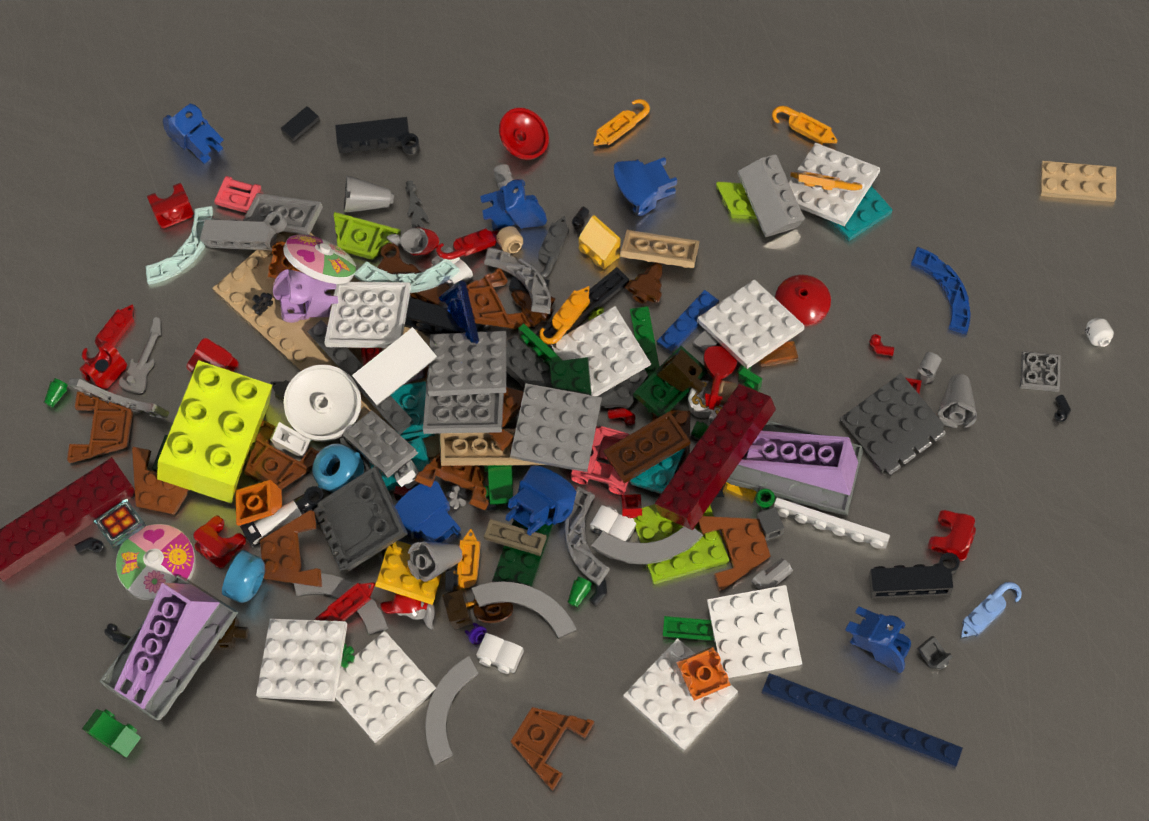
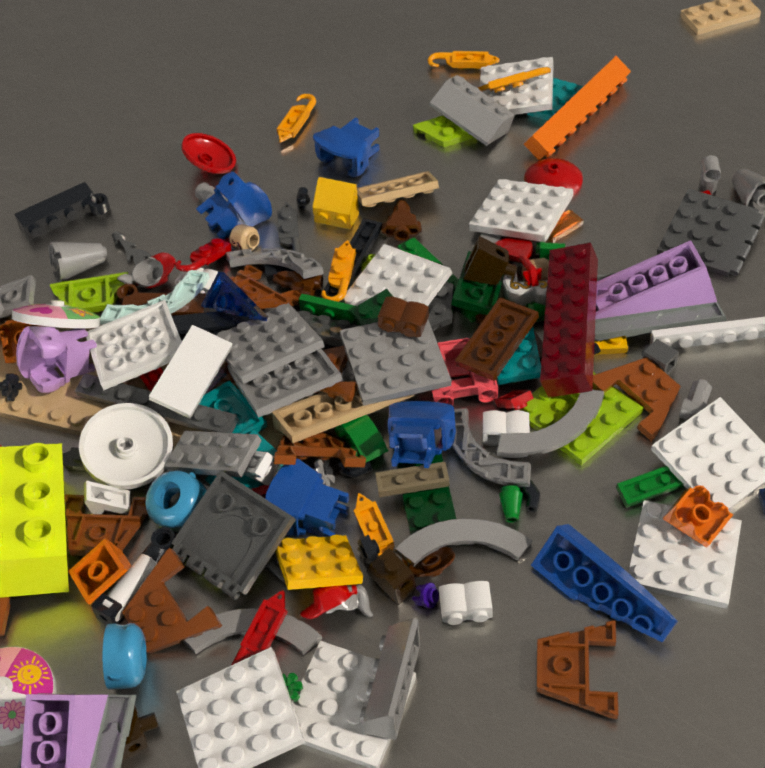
camera: 25 degrees left, 15 degrees down
(215, 548) = (71, 644): red piece -> none
(413, 688) = (392, 680): none -> light grey slope
(432, 559) = (335, 533): light grey cone -> none
(439, 708) = (431, 695): light grey tile -> none
(576, 398) = (403, 316): none -> reddish brown brick
(602, 682) = (597, 580): none -> blue wedge
(623, 413) = (449, 330): red arm -> none
(686, 323) = (458, 237): blue plate -> none
(764, 495) = (641, 336): green cone -> none
(869, 234) = (576, 109): none -> orange brick
(878, 347) = (644, 183): red arm -> none
(951, 285) = (674, 117): blue tile -> none

